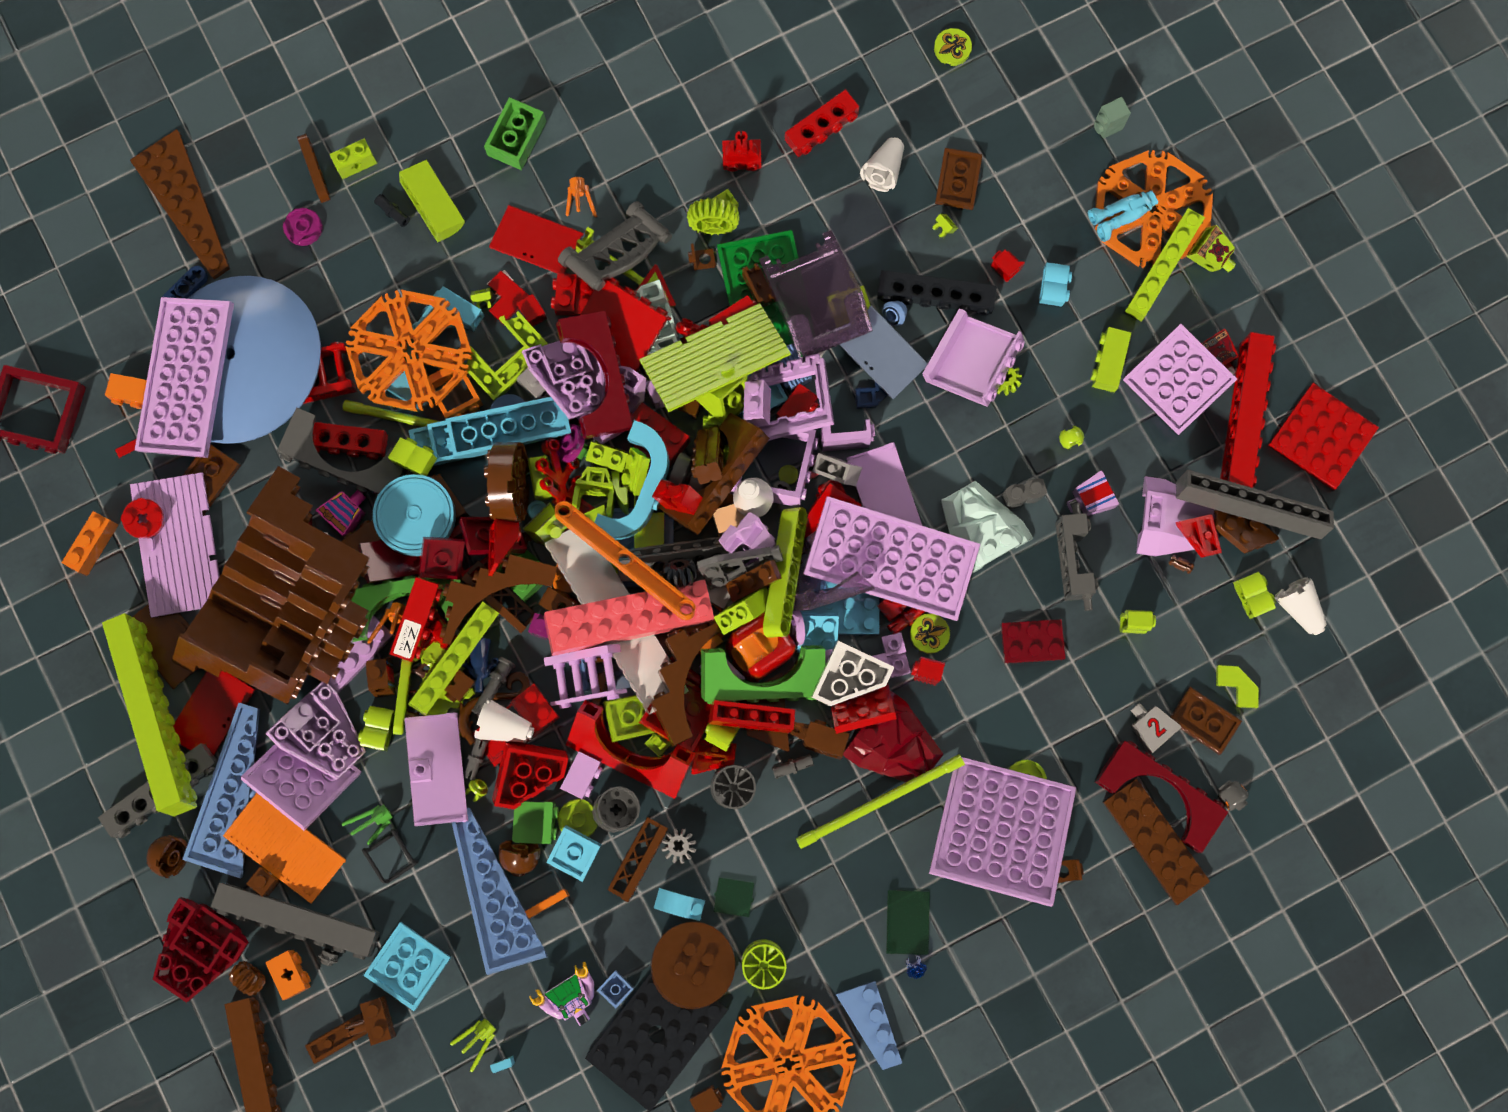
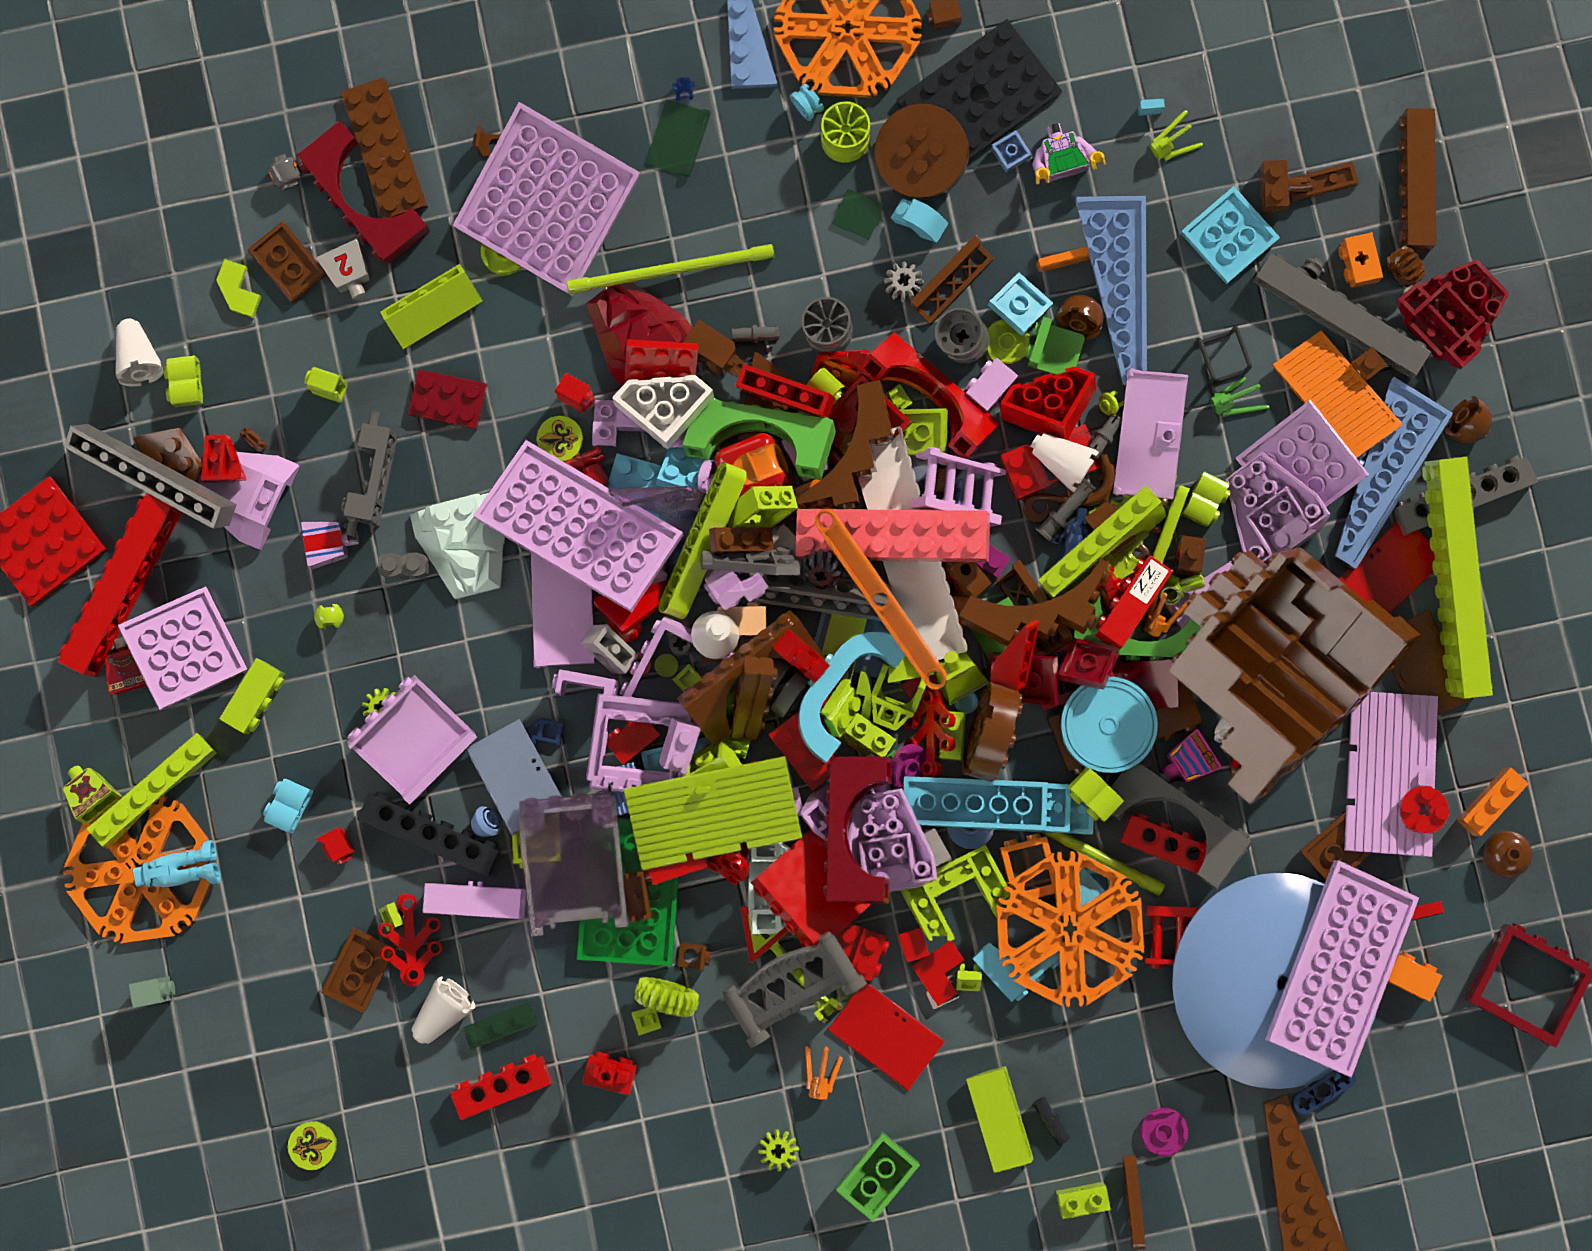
camera: 160 degrees left, 5 degrees up
(70, 507) = (1507, 854): none -> reddish brown cylinder
(383, 647) = (1181, 587): none -> lime axle
(604, 130) = (784, 1155): none -> lime gear
(766, 467) = (687, 678): none -> lime tile
(804, 983) = (806, 102): none -> medium azure wheel
(837, 169) = (500, 1025): none -> clear green plate
(885, 249) = (474, 900): none -> lavender brick
(925, 207) = (410, 943): none -> red plant
(1071, 714) = (431, 306): none -> lime brick

